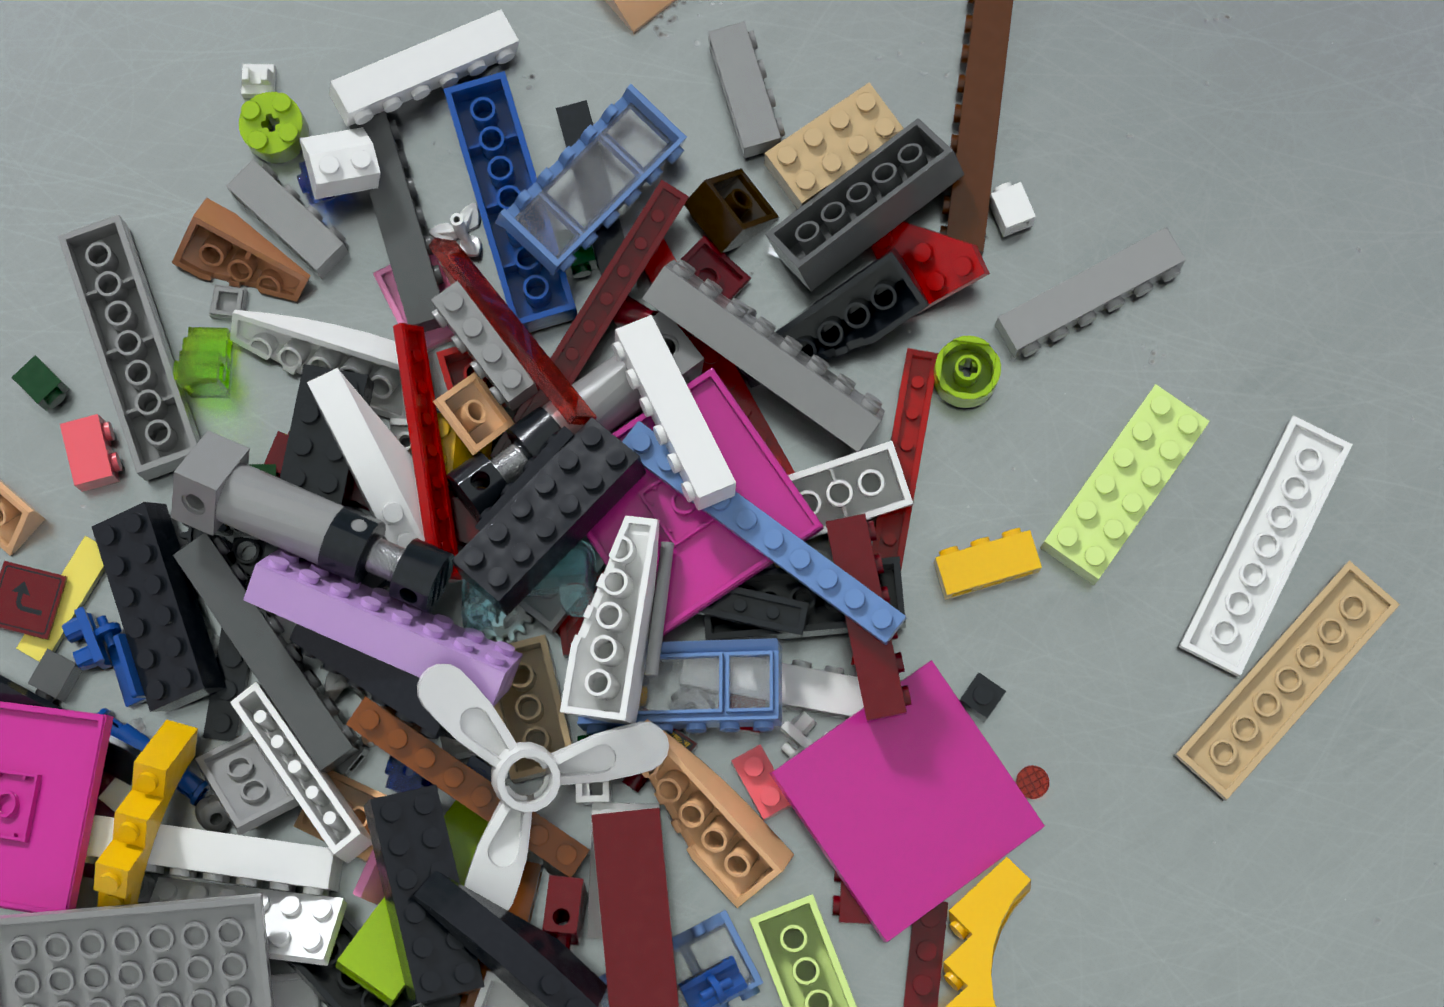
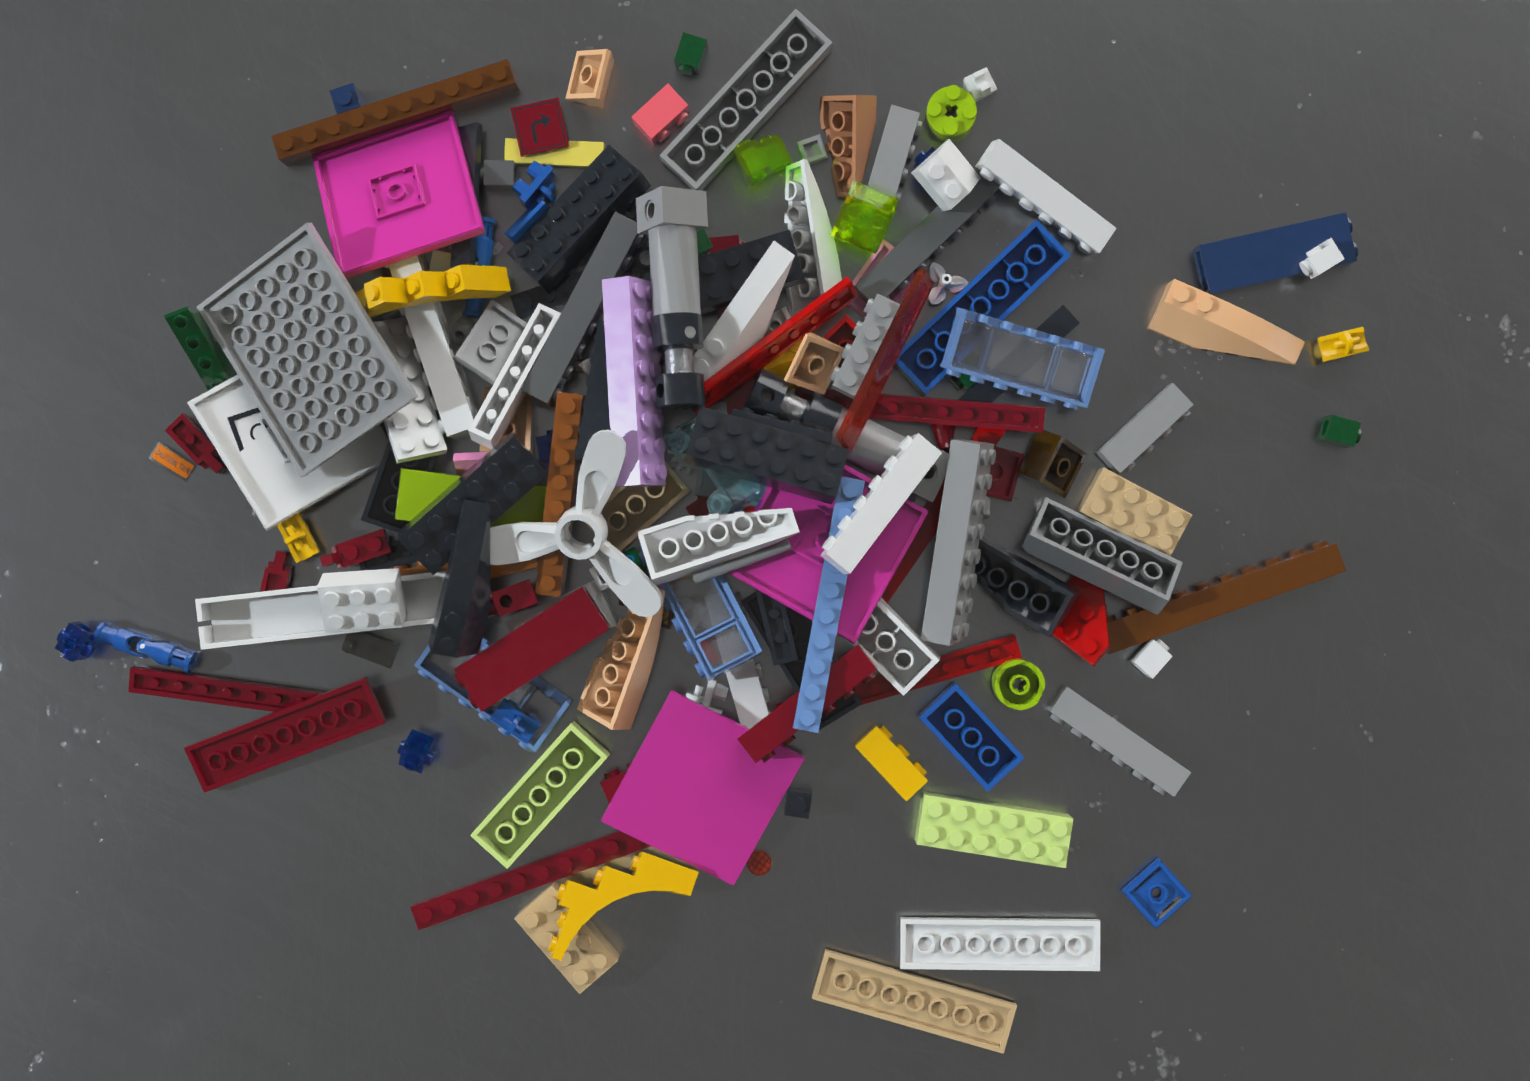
camera: 55 degrees right, 10 degrees up
(336, 277) = (864, 217): none -> clear neon green brick
(753, 771) = (668, 679): coral brick -> none
(1001, 455) = (970, 736): none -> blue brick
(1295, 319) = (1170, 889): none -> blue piece

